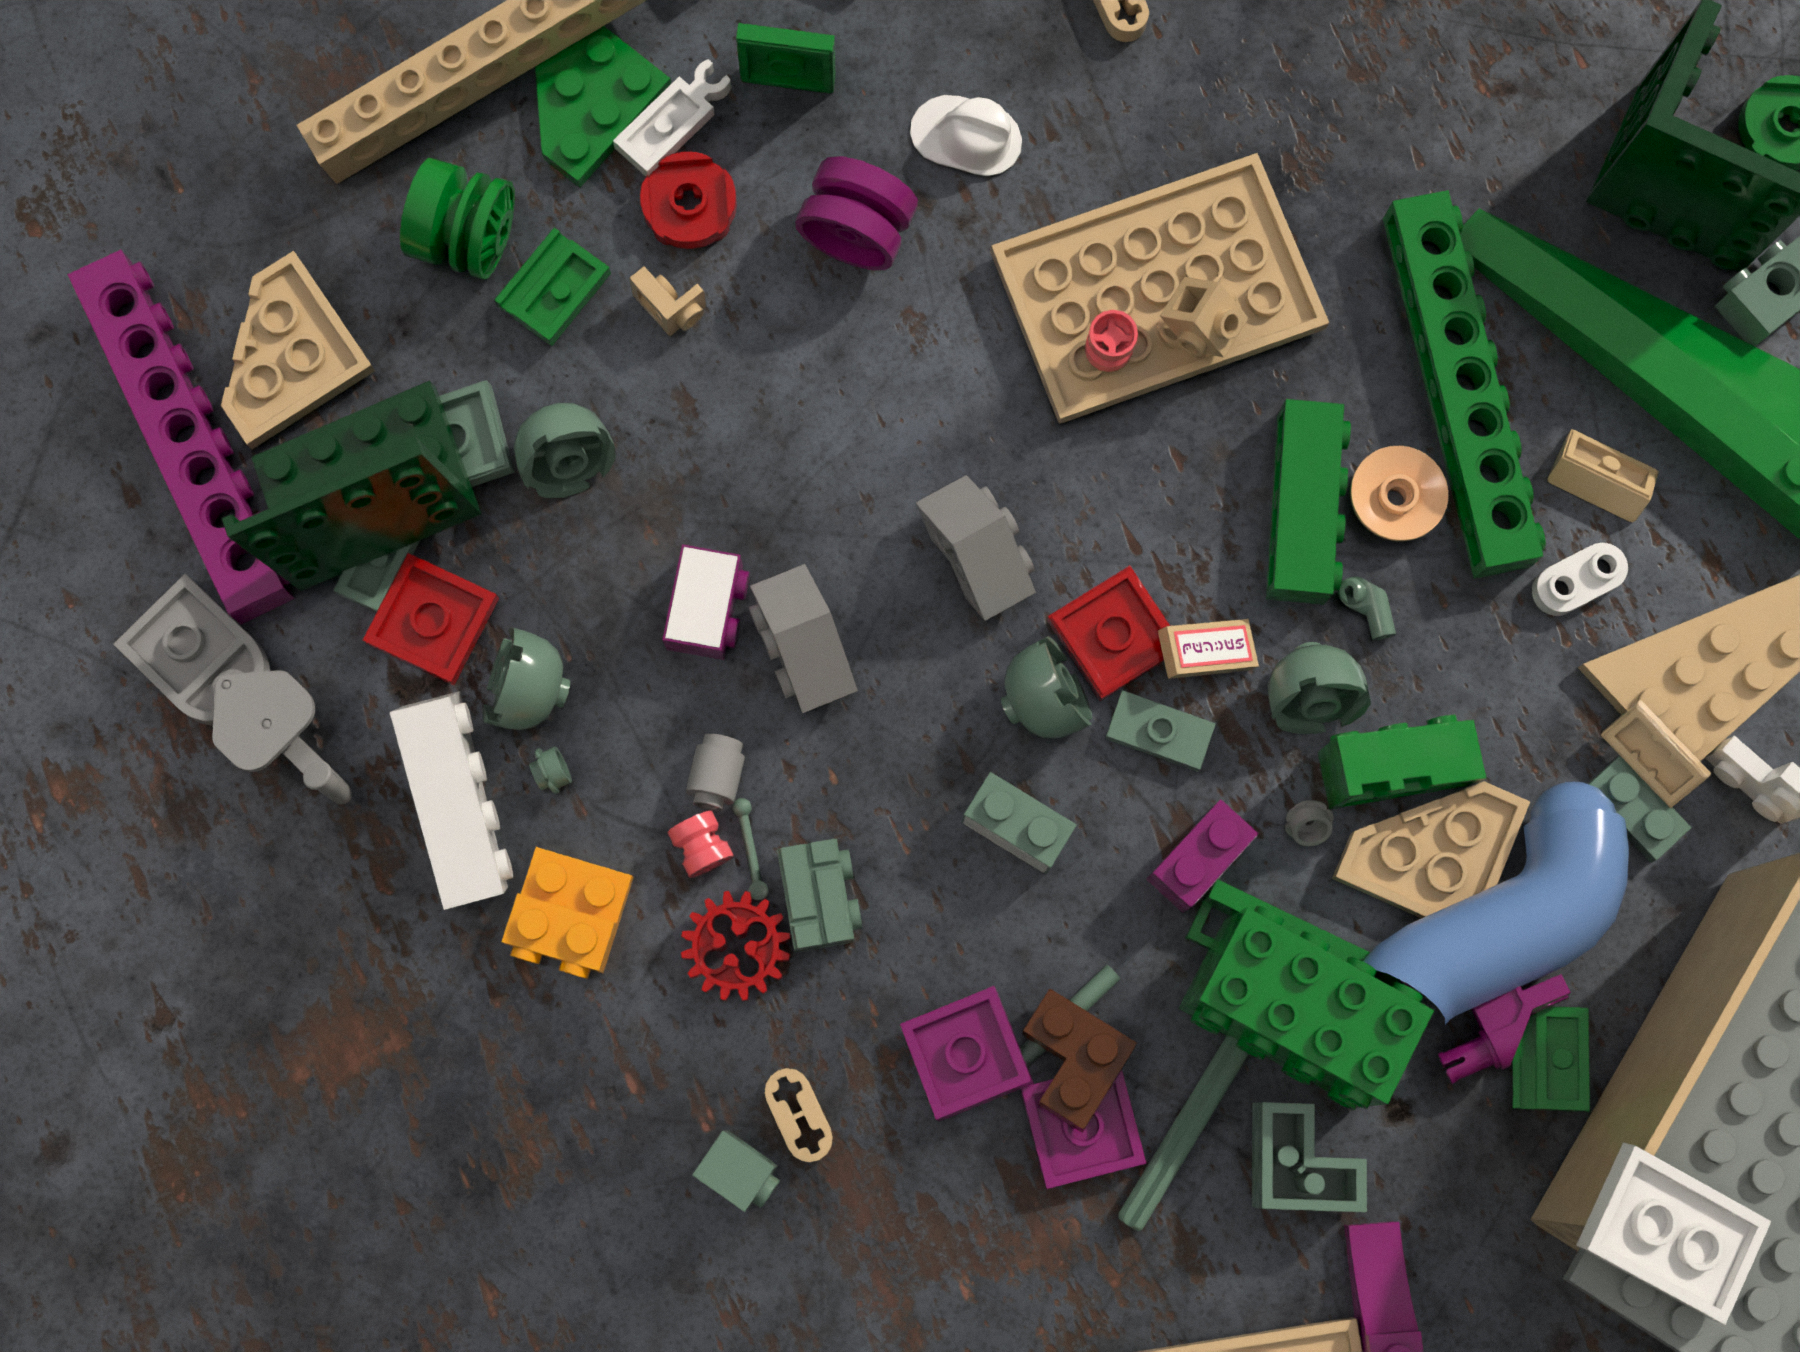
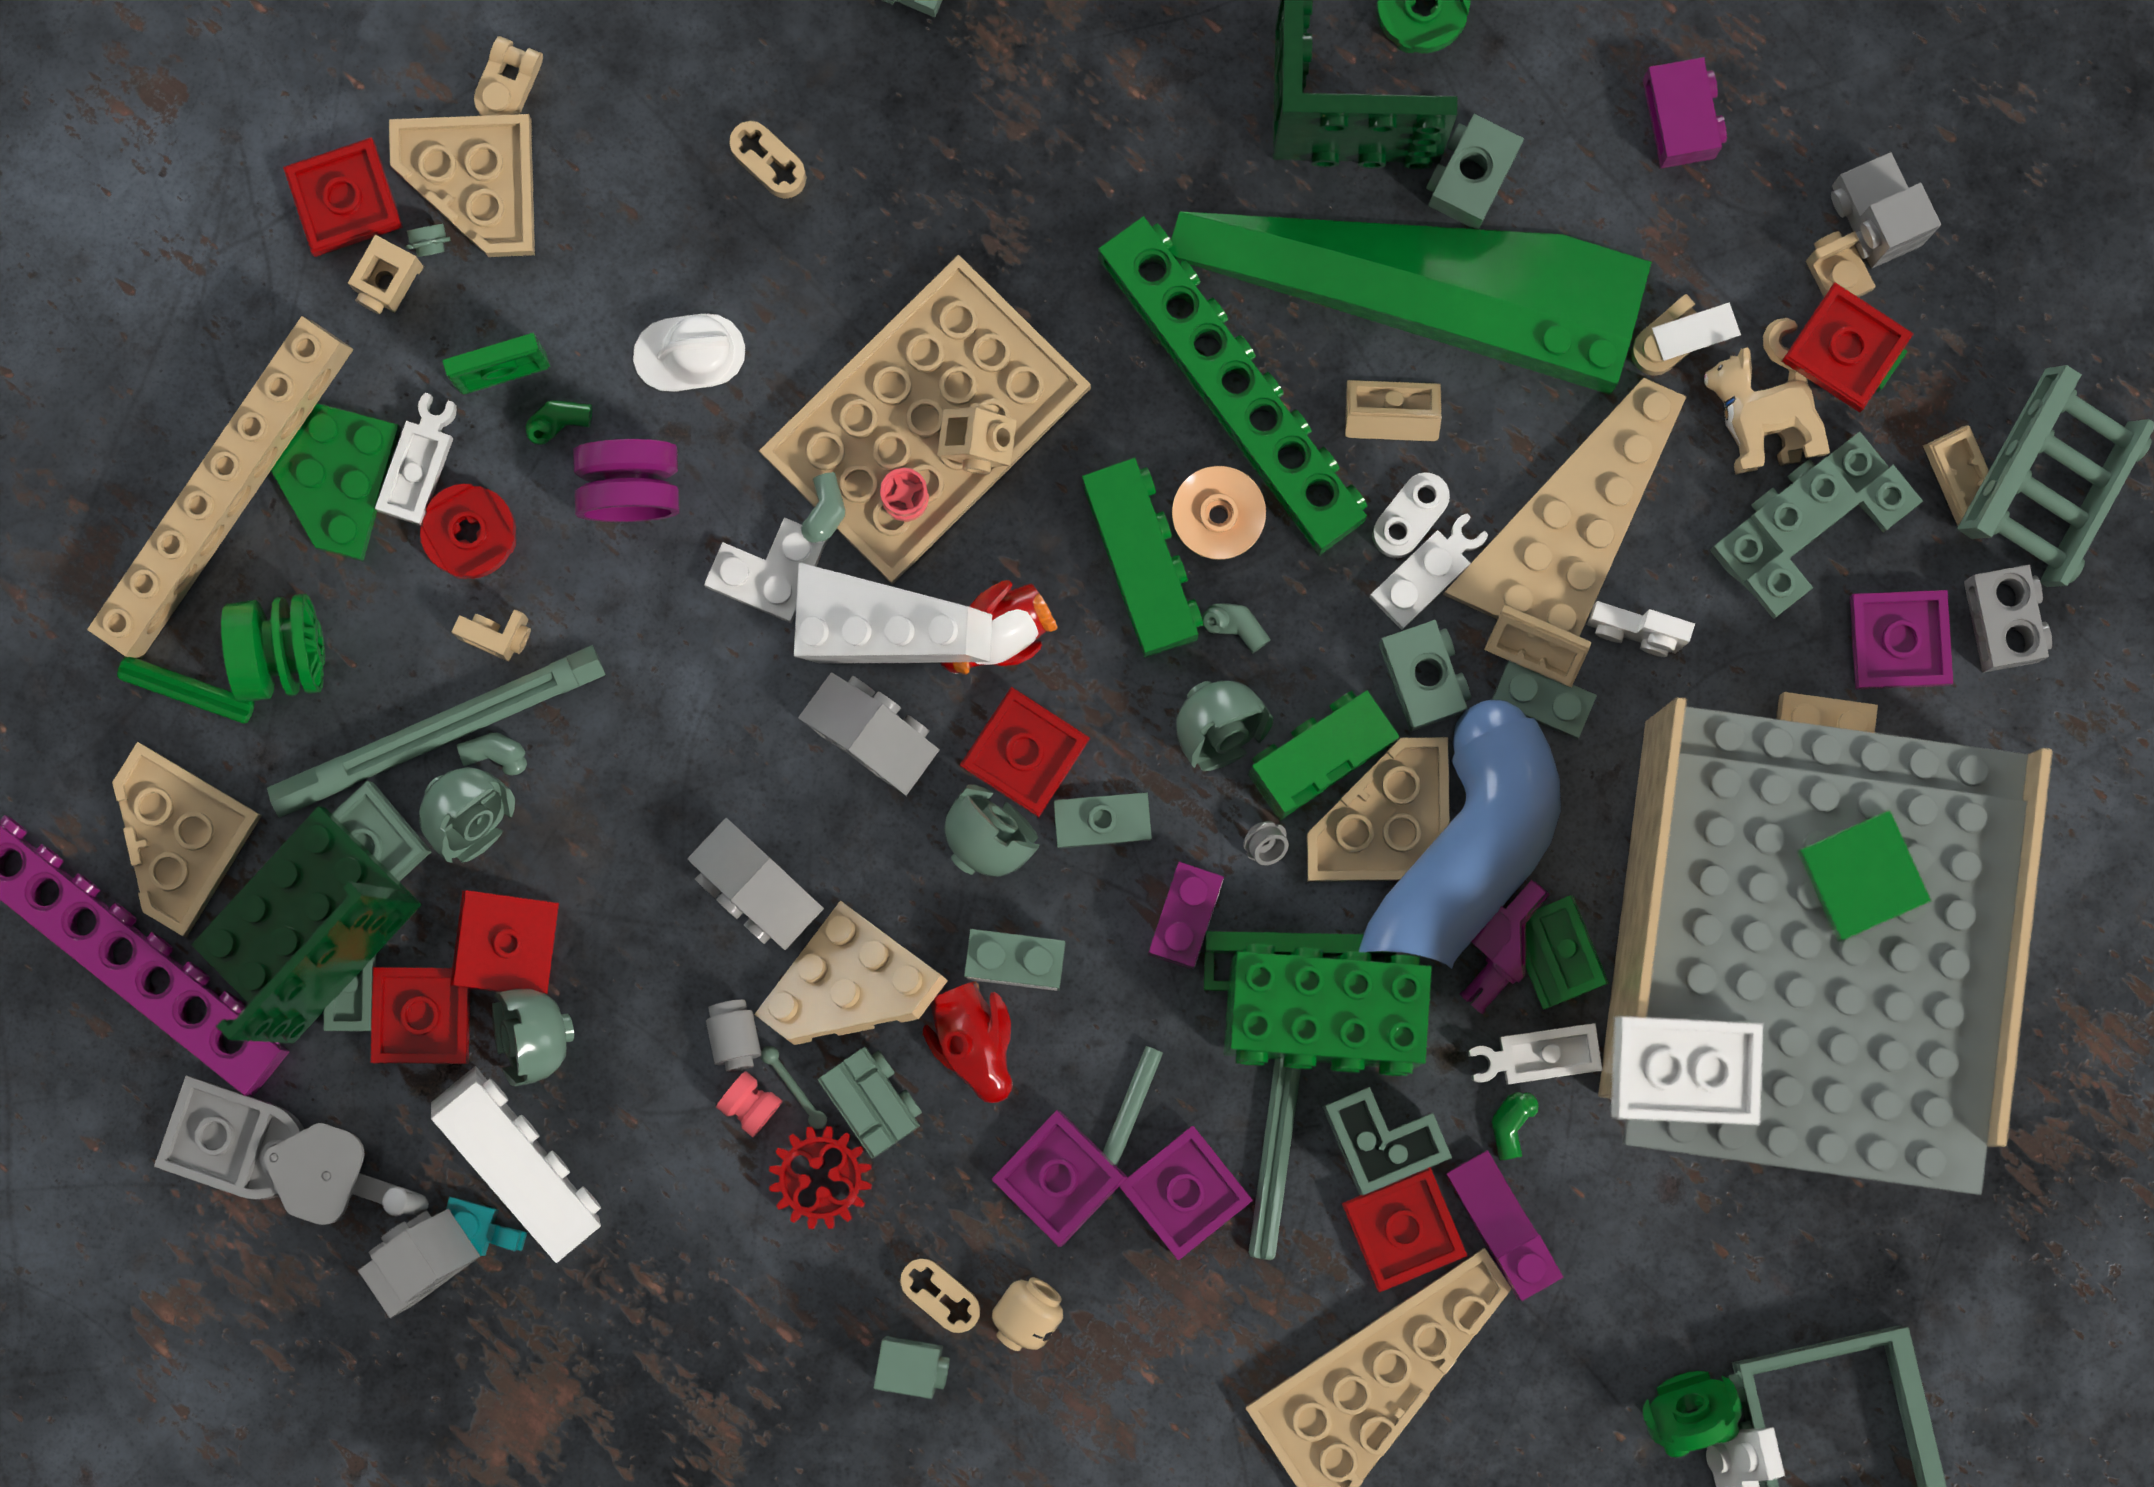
camera: 20 degrees left, 5 degrees up
(313, 845) = (417, 1260): none -> light grey brick
(361, 226) = (184, 689): none -> green axle
(384, 841) = (480, 1226): none -> teal plate
(541, 585) = (503, 942): none -> red plate
(550, 770) = (588, 1099): sand green plate -> none
(553, 286) = (384, 667): green plate -> none
(567, 913) = (662, 1215): light orange plate -> none
(571, 366) = (435, 731): none -> sand green piece
(620, 406) = (498, 749): none -> sand green arm
(704, 602) = (654, 890): white brick -> none
(815, 136) = (554, 417): none -> green arm
(850, 772) = (849, 982): none -> tan plate
(875, 1173) = (1027, 1314): none -> tan head
(943, 880) = (973, 1039): none -> red animal
(946, 373) = (767, 583): none -> white plate
(1031, 326) = (828, 511): none -> sand green arm
(1035, 447) = (876, 623): none -> white wedge
(1091, 1057) = (1164, 1128): reddish brown plate -> none
(1143, 505) = (1017, 622): none -> animal
(1208, 648) = (1111, 730): tile -> none
(1282, 1262) = (1404, 1229): none -> red plate
(1431, 1202) = (1509, 1119): none -> green arm
(1492, 1152) = (1542, 1055): none -> white plate
(1514, 755) = (1422, 703): none -> sand green brick
(1571, 640) = (1425, 574): none -> white plate

